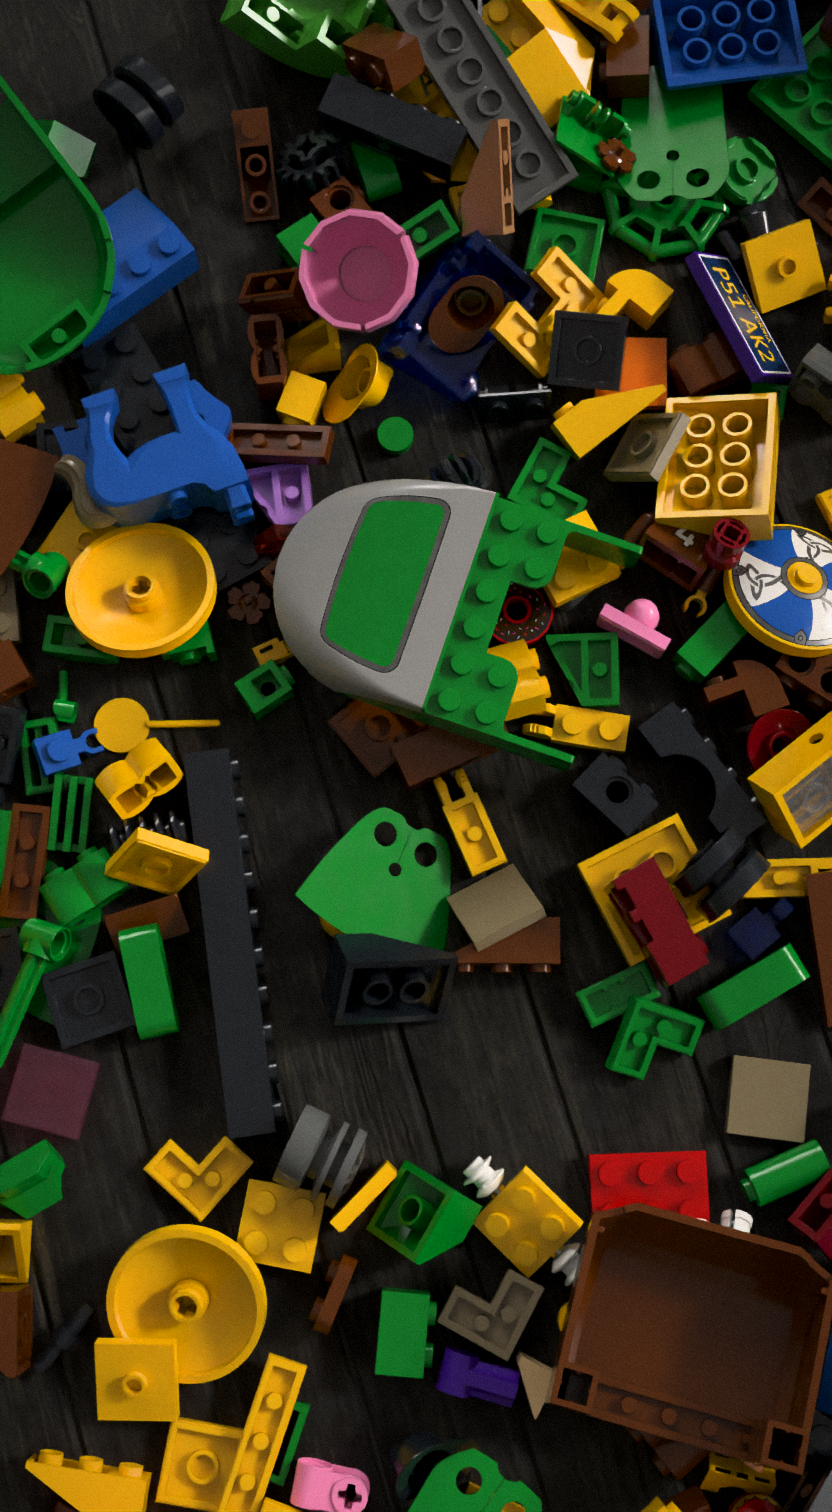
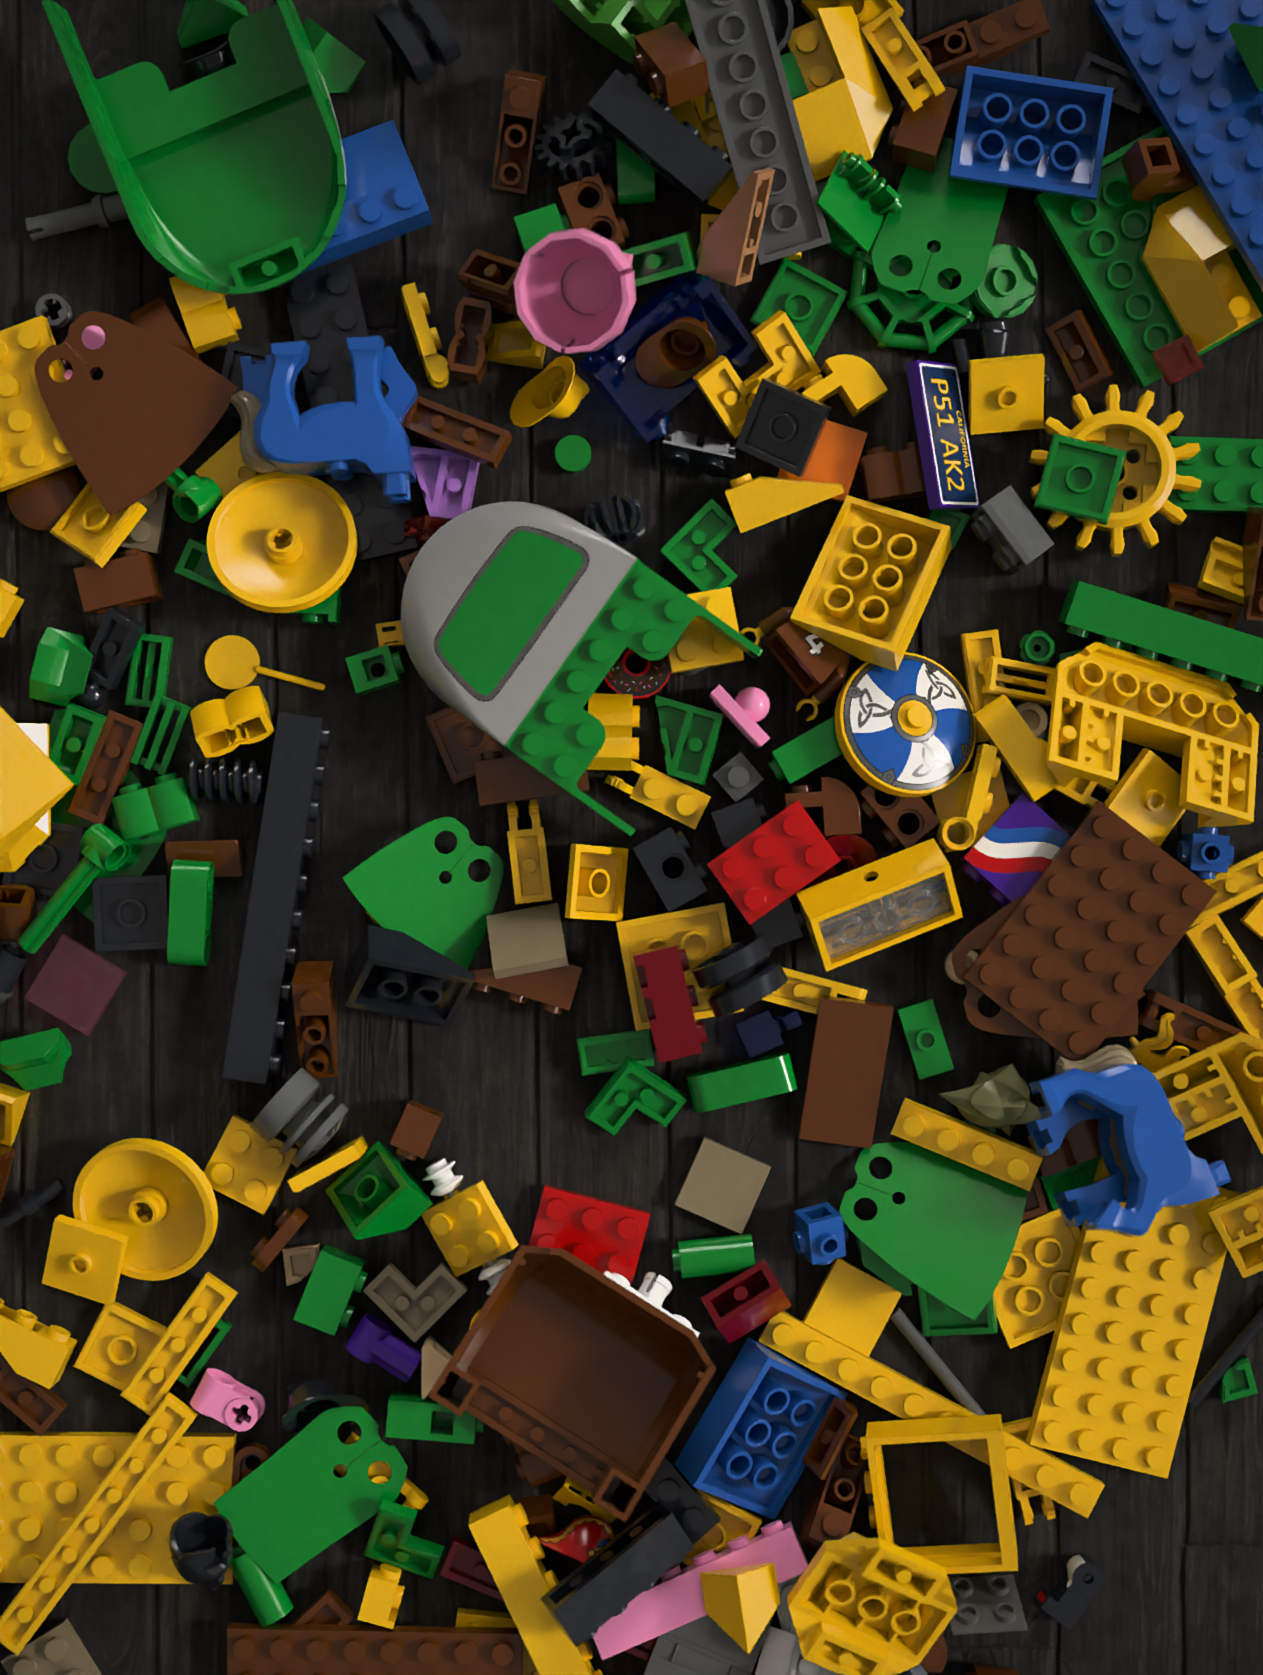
camera: 20 degrees right, 10 degrees up
(61, 752) = (166, 673): blue plate -> none
(64, 710) = (180, 631): green hand -> none
(156, 861) = (224, 808): yellow plate -> none
(203, 1184) = (186, 1107): yellow tile -> none
(222, 368) = (426, 338): none -> yellow hinge
(248, 603) = (383, 579): reddish brown plant -> none
(301, 400) = (490, 395): yellow brick -> none
(306, 1050) = (316, 1017): none -> reddish brown slope
(362, 1312) = (299, 1261): none -> tan tile
(442, 1136) = (416, 1130): none -> reddish brown brick
(544, 831) = (596, 882): none -> yellow slope
(550, 1438) = (428, 1420): none -> green brick
(616, 156) = (876, 231): reddish brown plant -> none
(646, 447) = (809, 541): dark tan tile -> none
(649, 690) = (737, 777): none -> dark grey plate
(715, 756) = (773, 862): none -> red plate
(726, 544) = (840, 668): dark red wheel -> none

